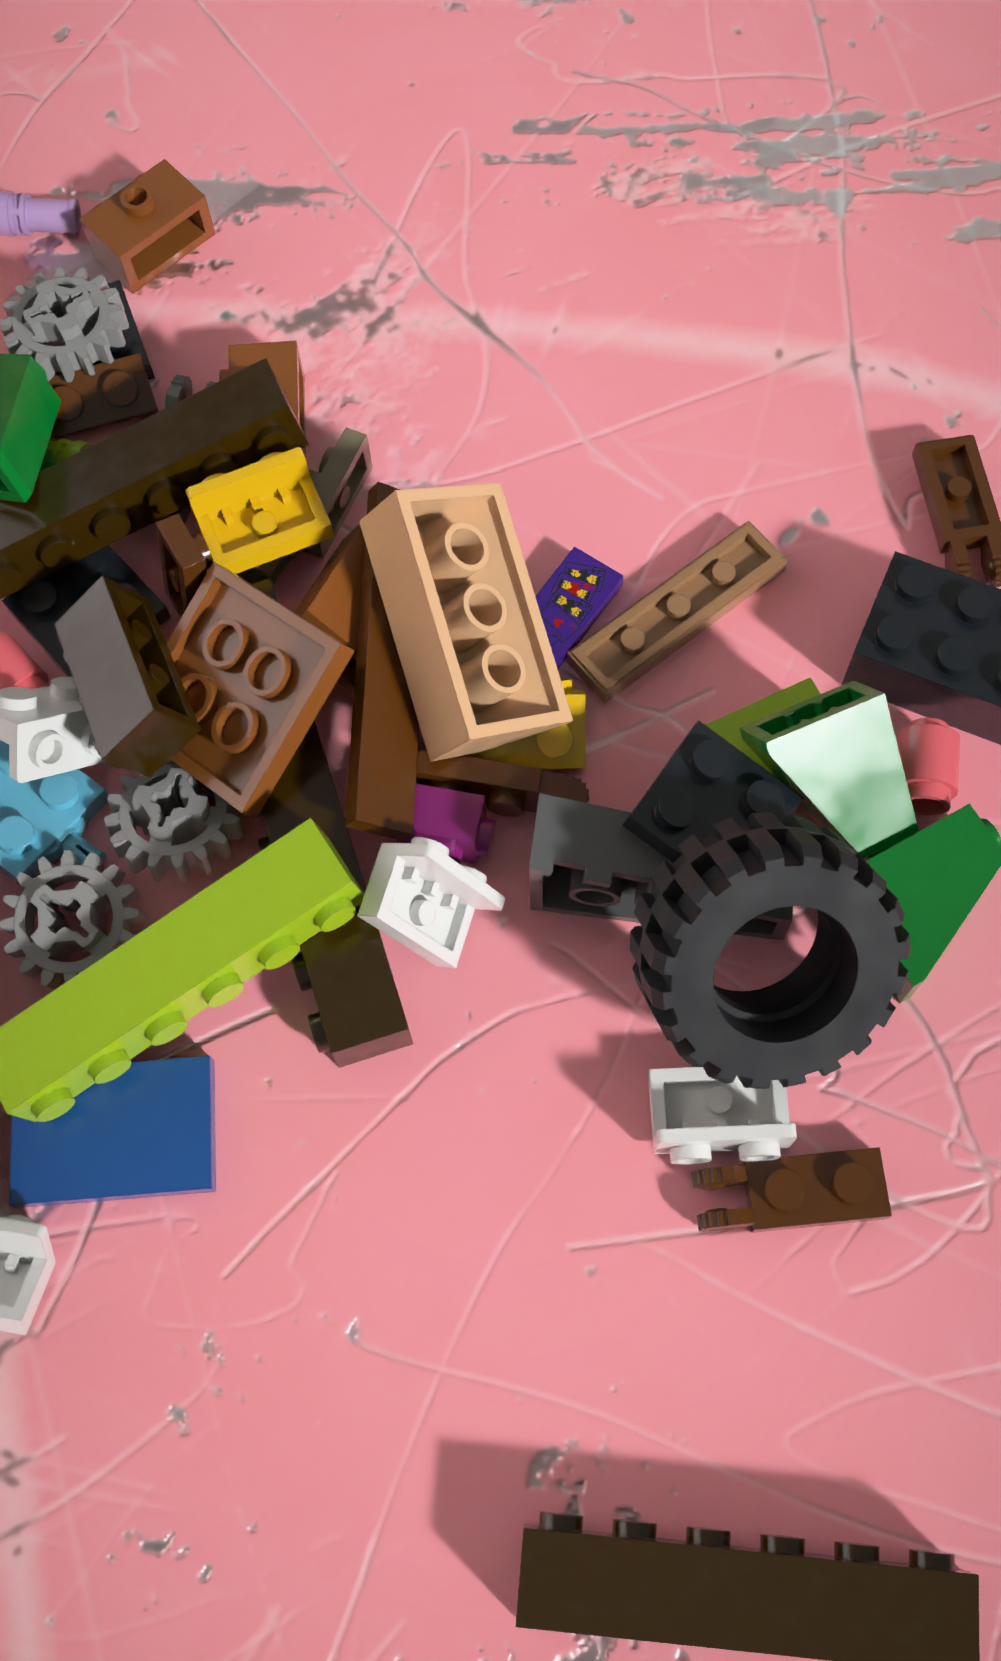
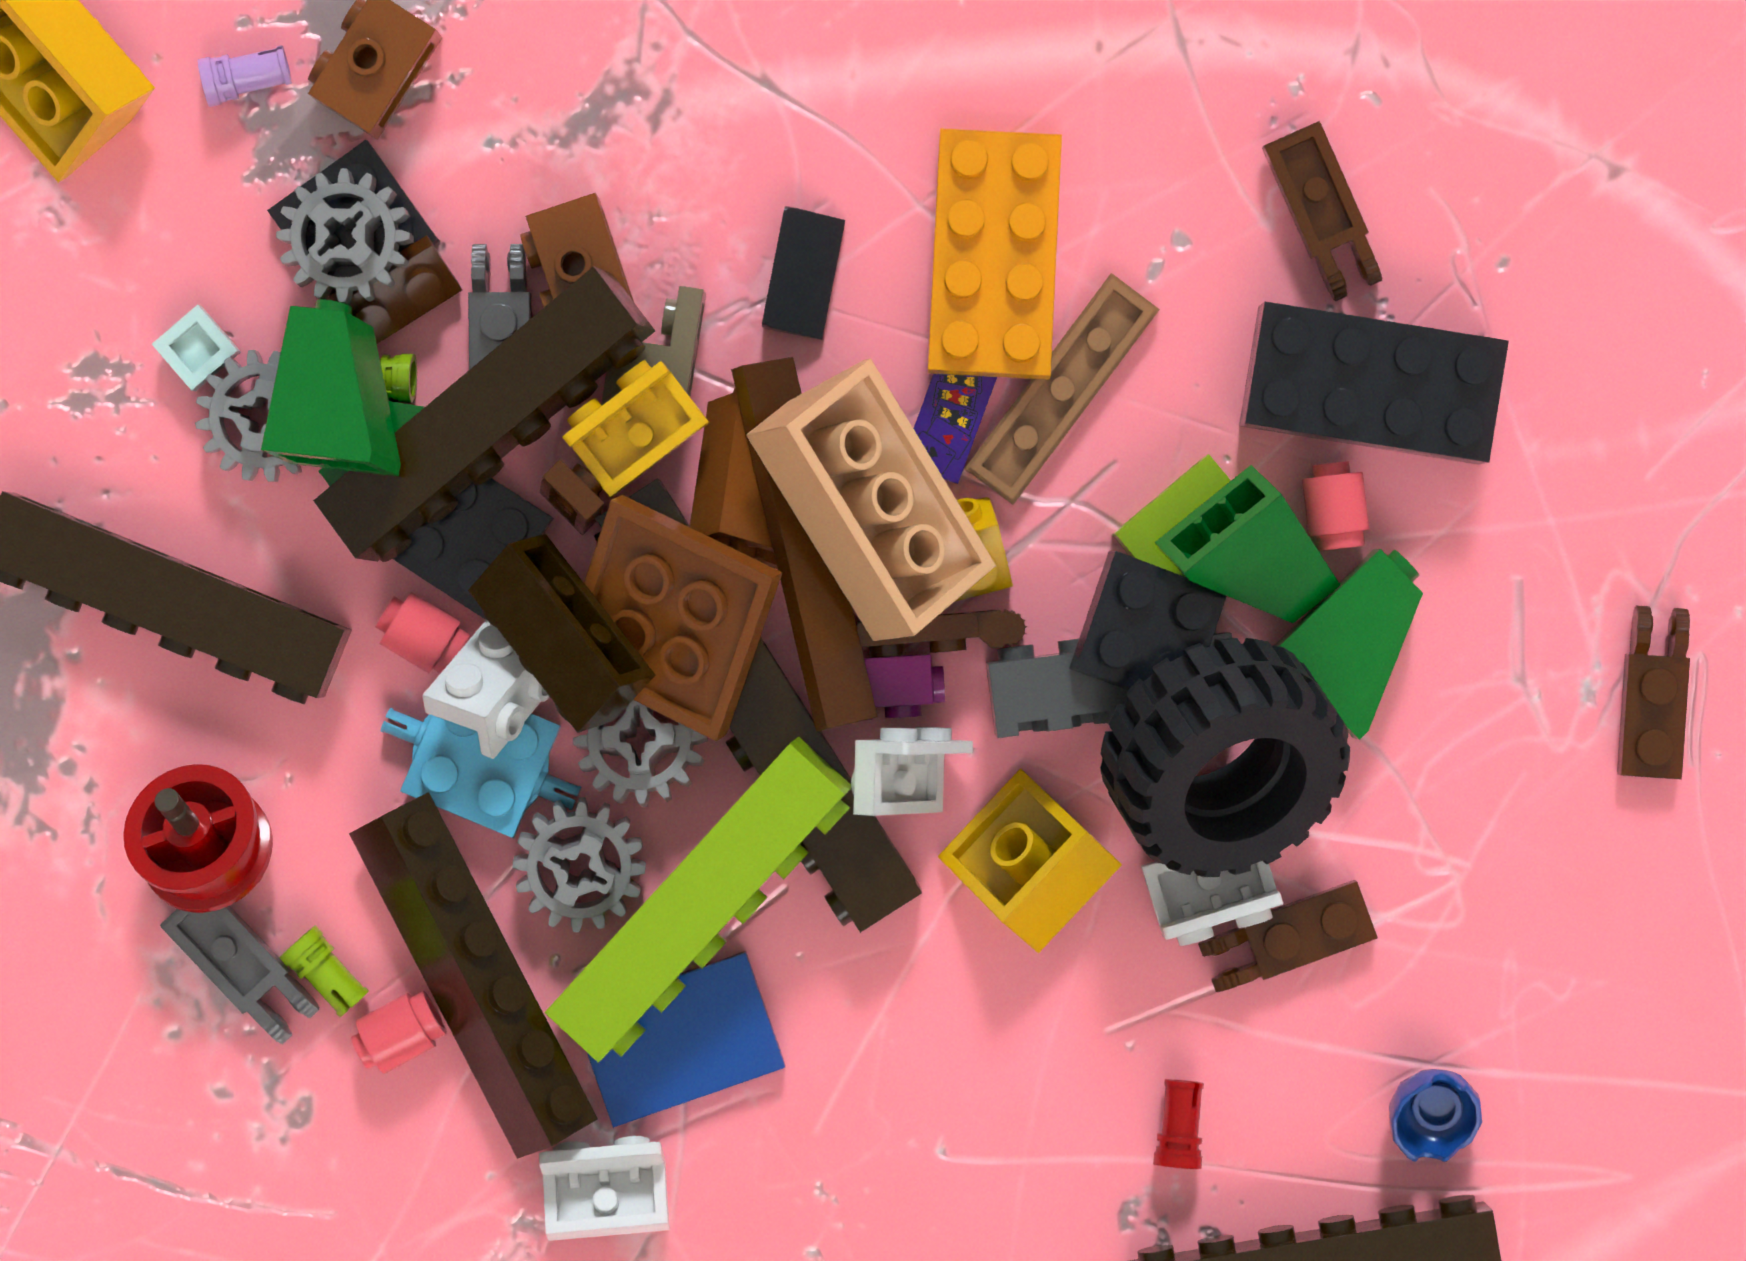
camera: 20 degrees left, 20 degrees up
(465, 448) = (803, 273): none -> black slope
(534, 1036) = (1029, 861): none -> yellow slope
(625, 1373) = (1180, 1126): none -> red pin
(642, 483) = (995, 254): none -> light orange plate
(924, 1438) = (1434, 1115): none -> blue hair

